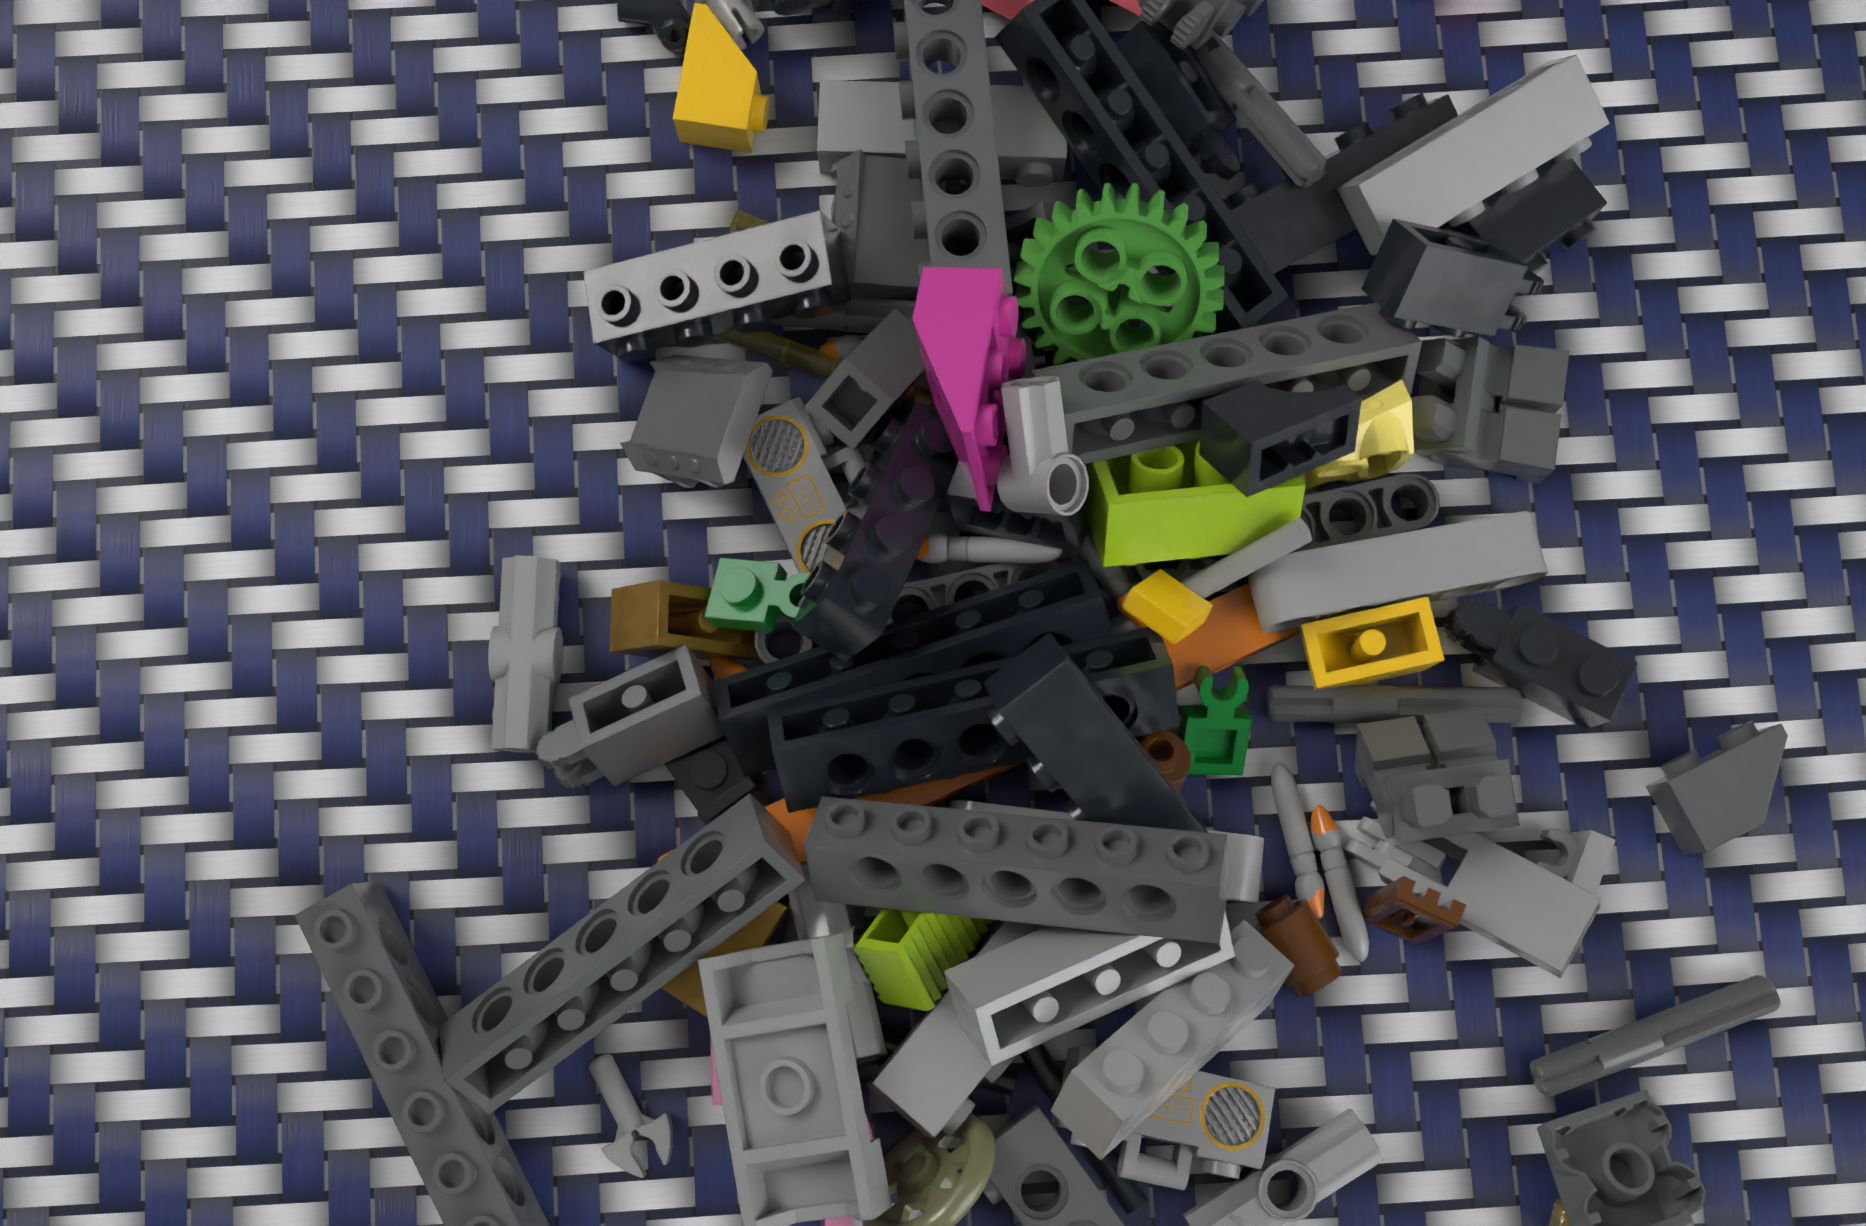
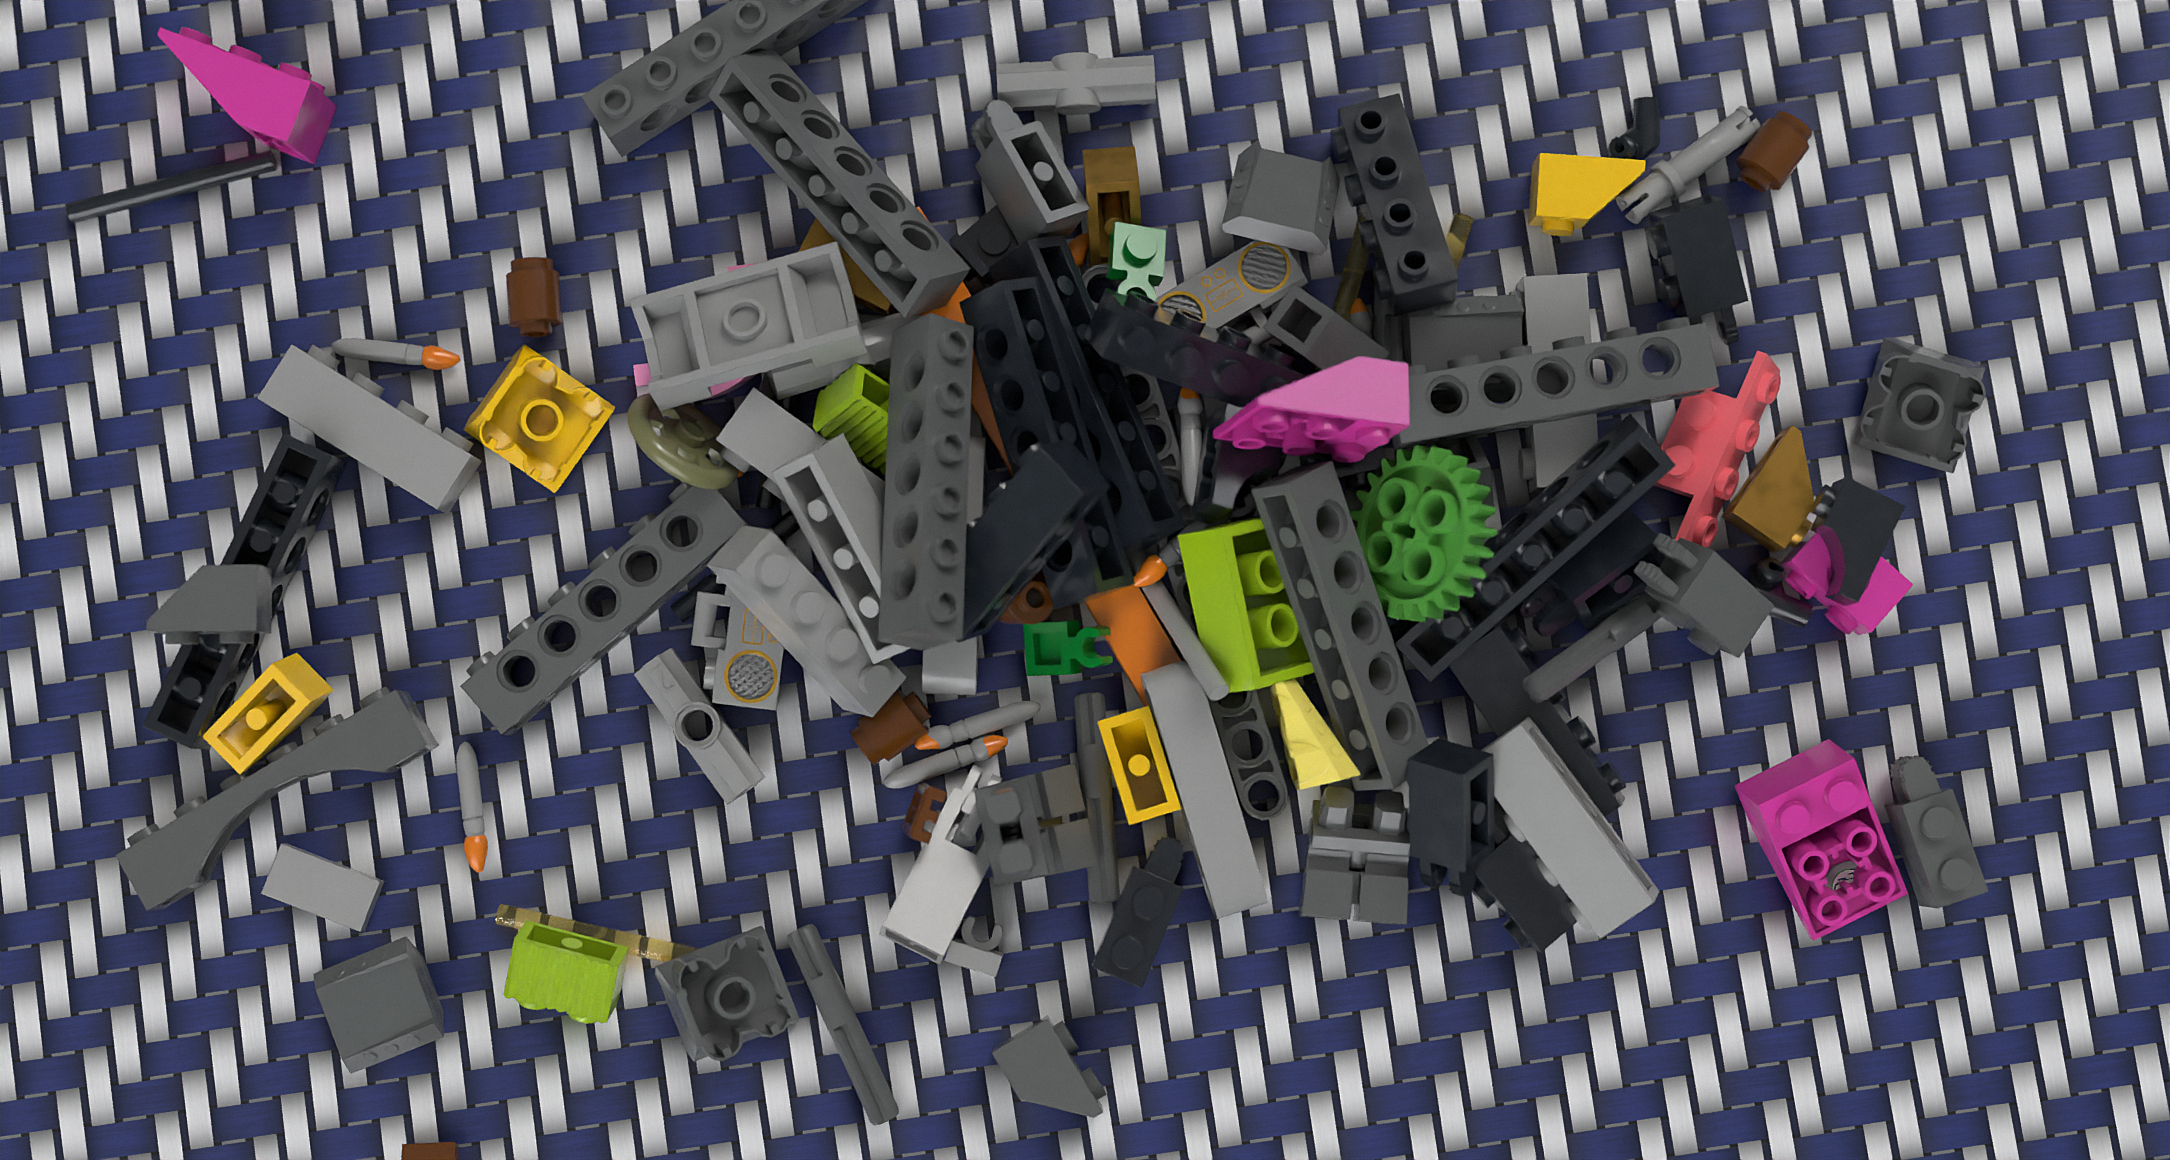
camera: 85 degrees right, 5 degrees up
(629, 1118) = (713, 207): light grey bar -> none
(1039, 470) = (1248, 467): light grey piece -> none
(1167, 606) = (1151, 591): yellow tile -> none
(1273, 435) = (1292, 659): black arch -> none

